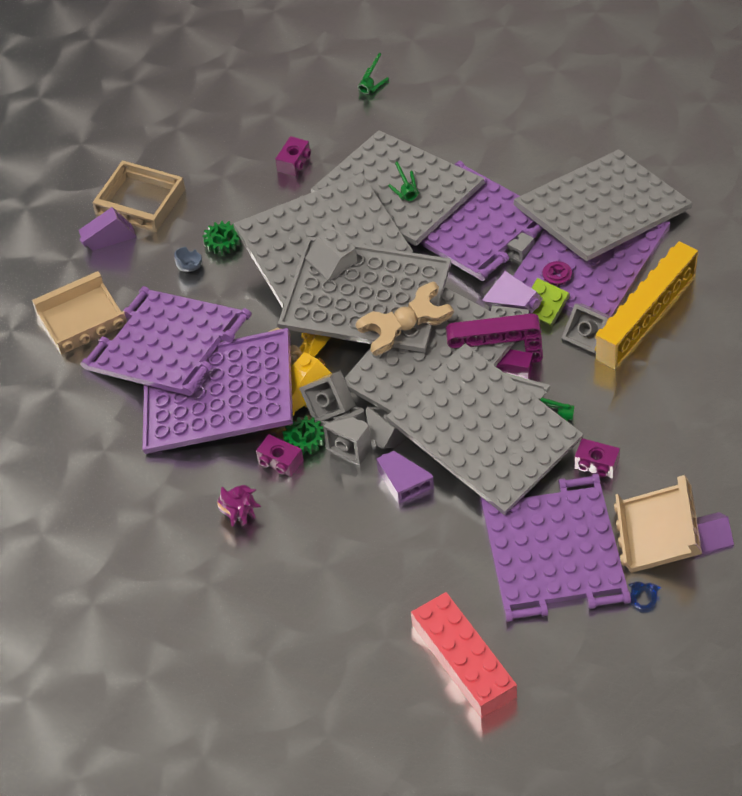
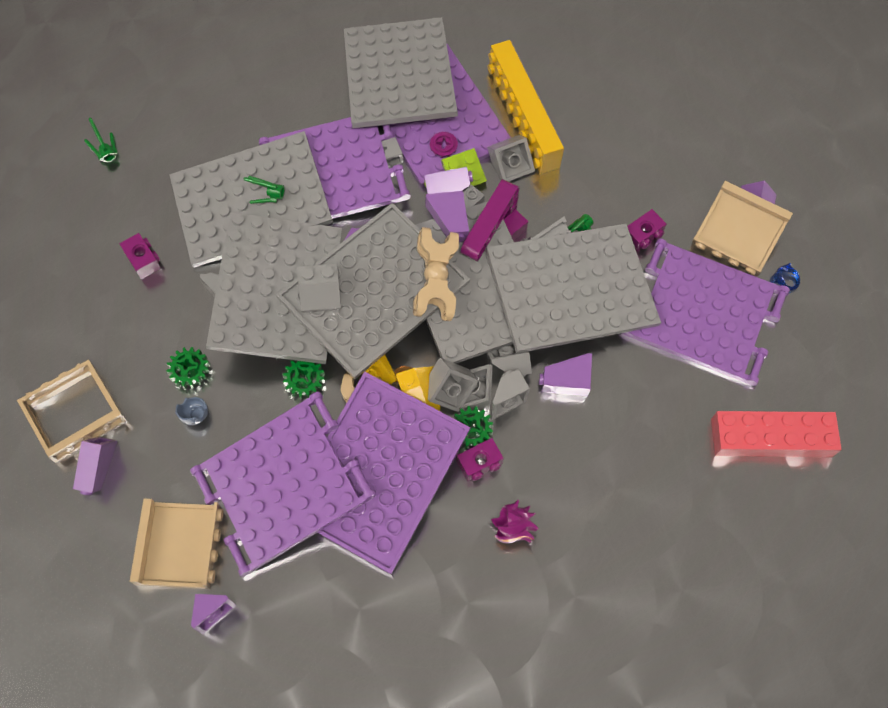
camera: 65 degrees left, 15 degrees up
(38, 356) = (209, 610): none -> medium lavender slope
(264, 308) = (307, 370): none -> green gear
(476, 300) = (449, 212): none -> medium lavender slope

